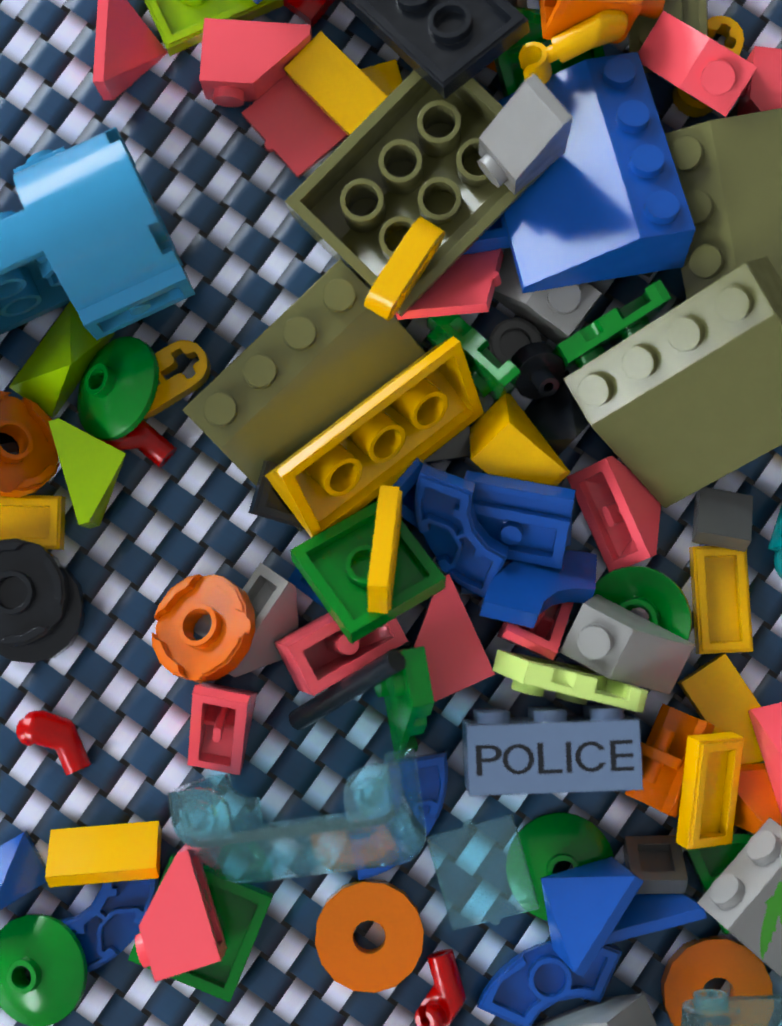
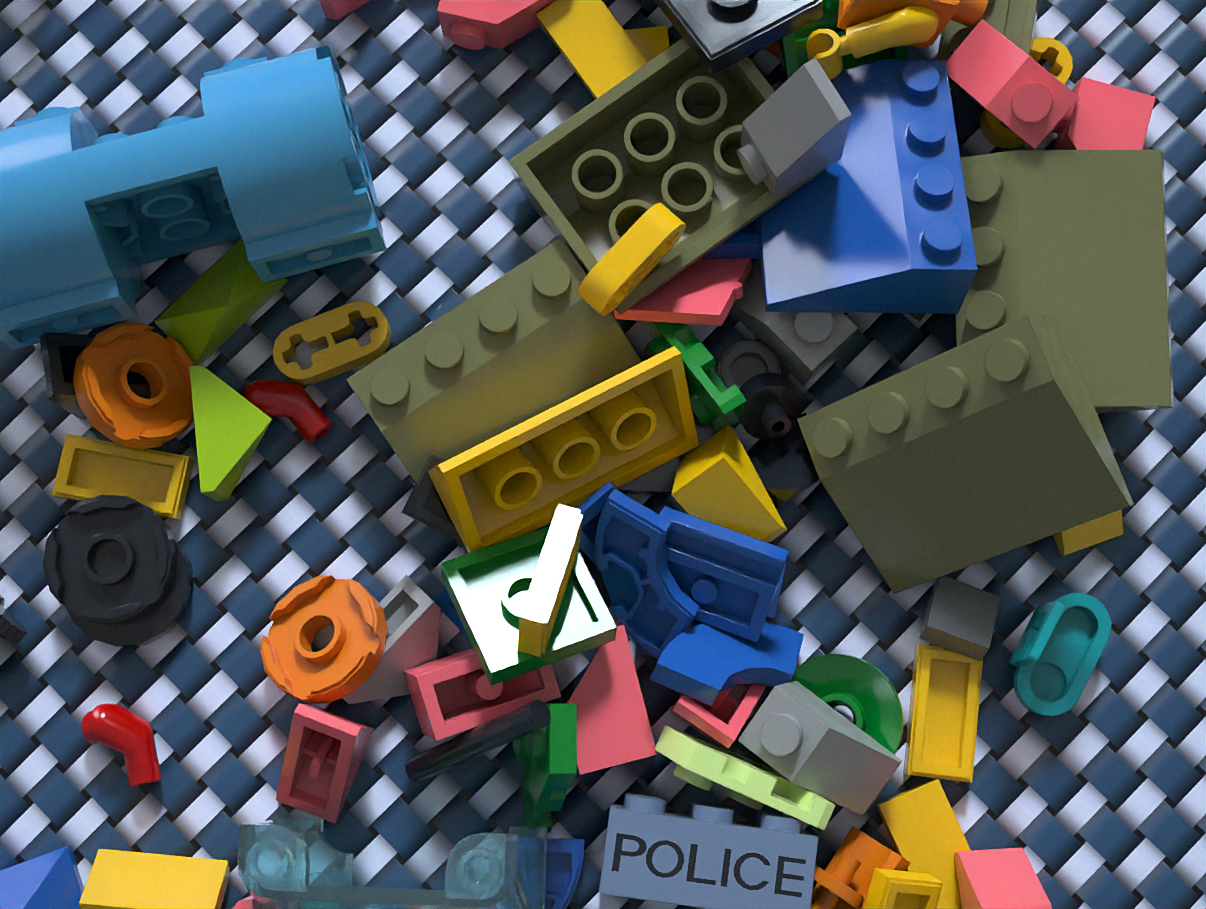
camera: 10 degrees right, 5 degrees down
(118, 388) = (277, 343): green dish -> none
(293, 126) = (536, 81): coral piece -> none
(613, 325) = (864, 368): green wing -> none
(618, 512) = (837, 588): coral slope -> none

